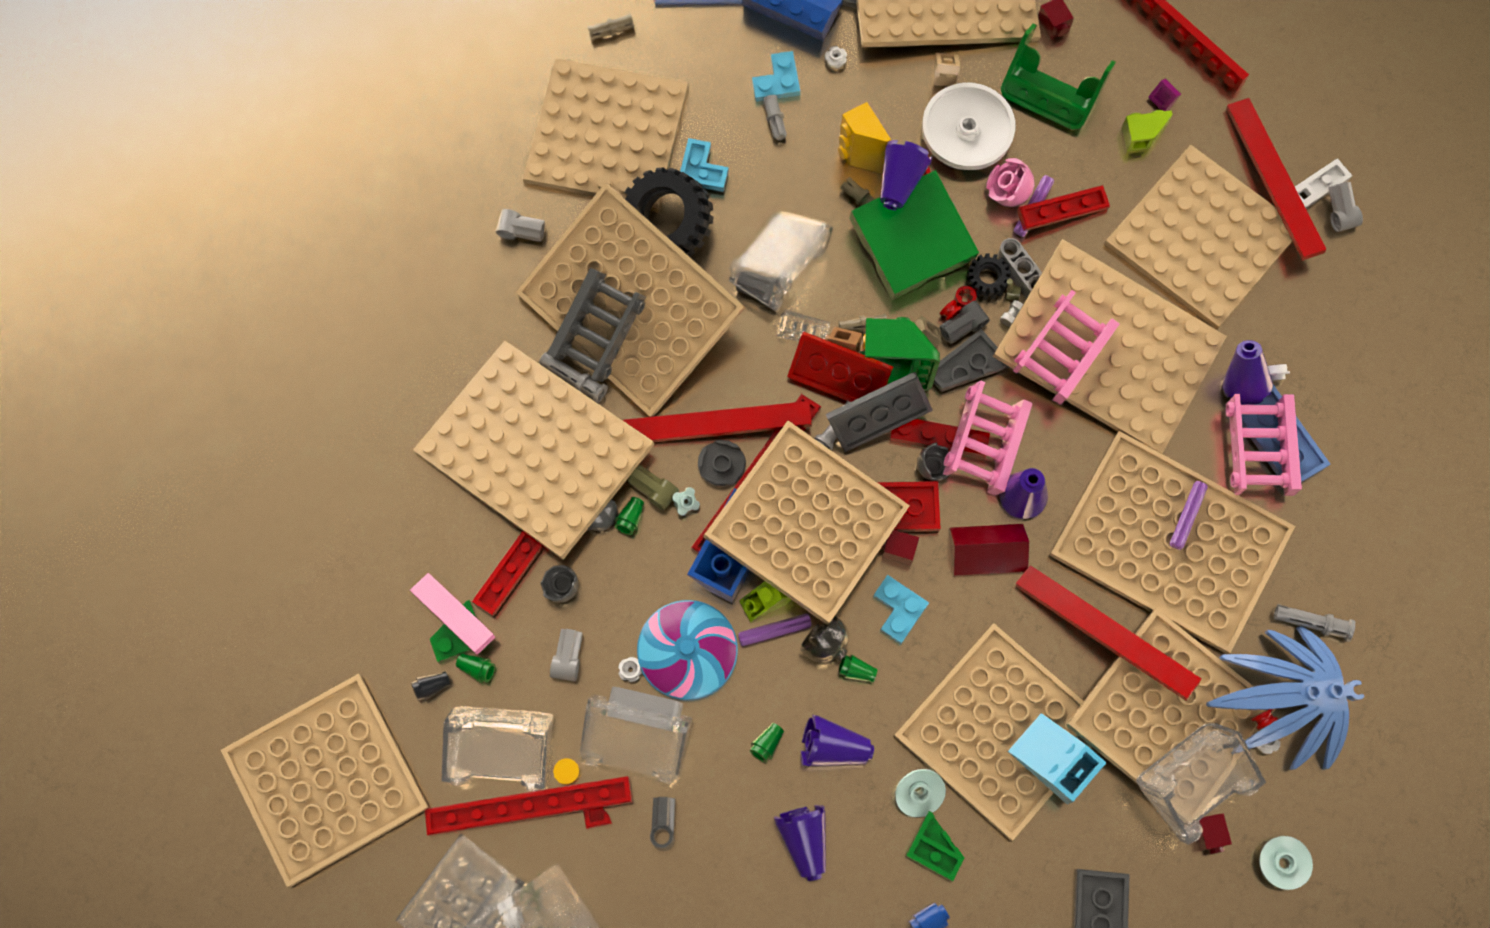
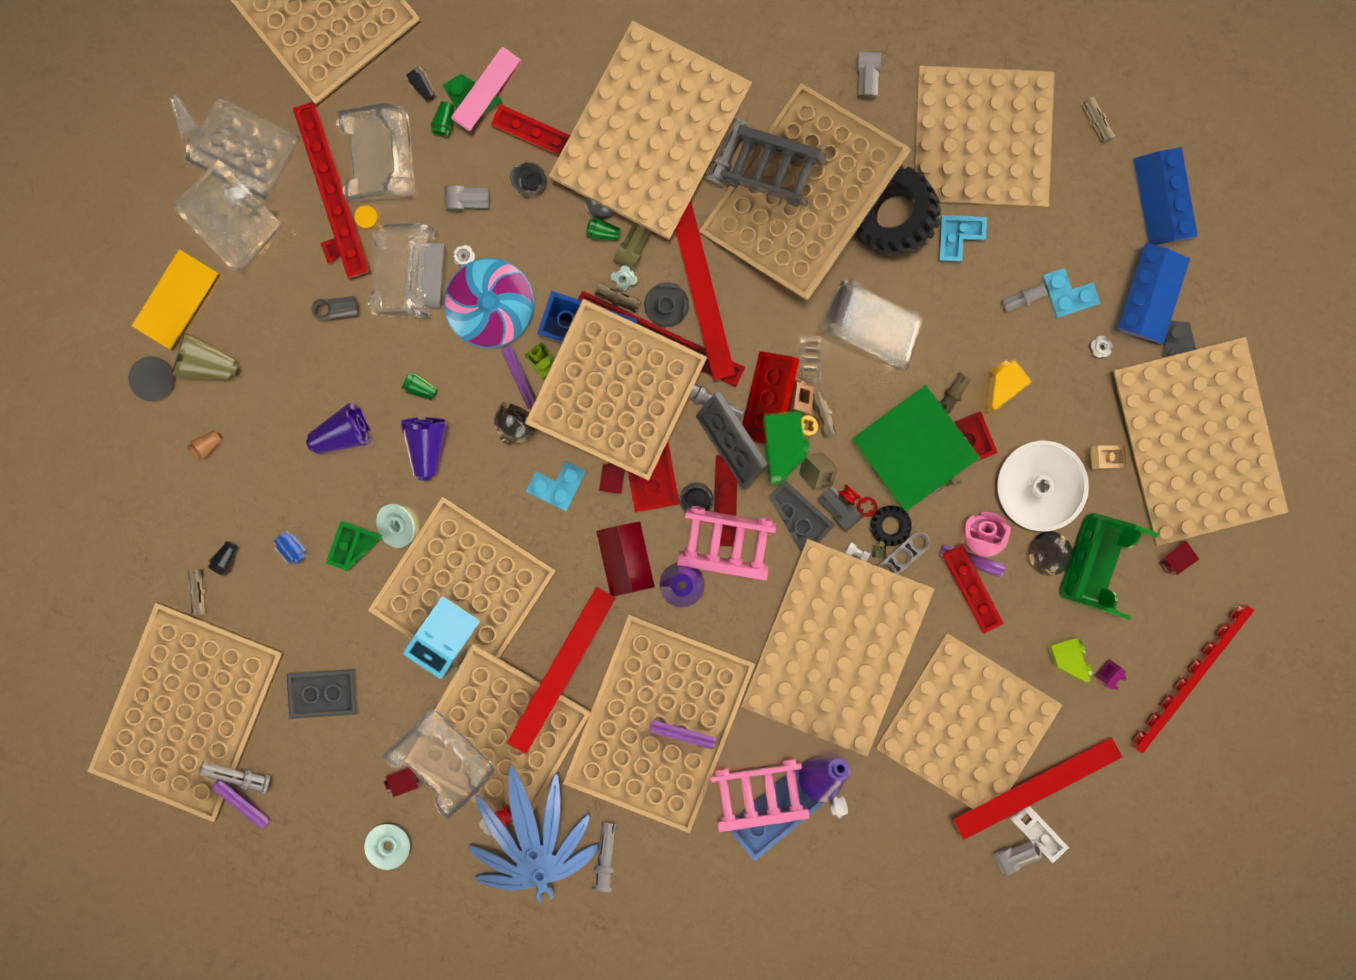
camera: 80 degrees right, 15 degrees up
(704, 511) = (617, 296): none -> dark tan pin
(857, 669) = (495, 455): green cone -> none
(901, 172) = (963, 425): dark purple cone -> none
(1036, 133) = (1049, 553): none -> clear smoke cylinder
(1088, 349) = (822, 626): bright pink fence -> none

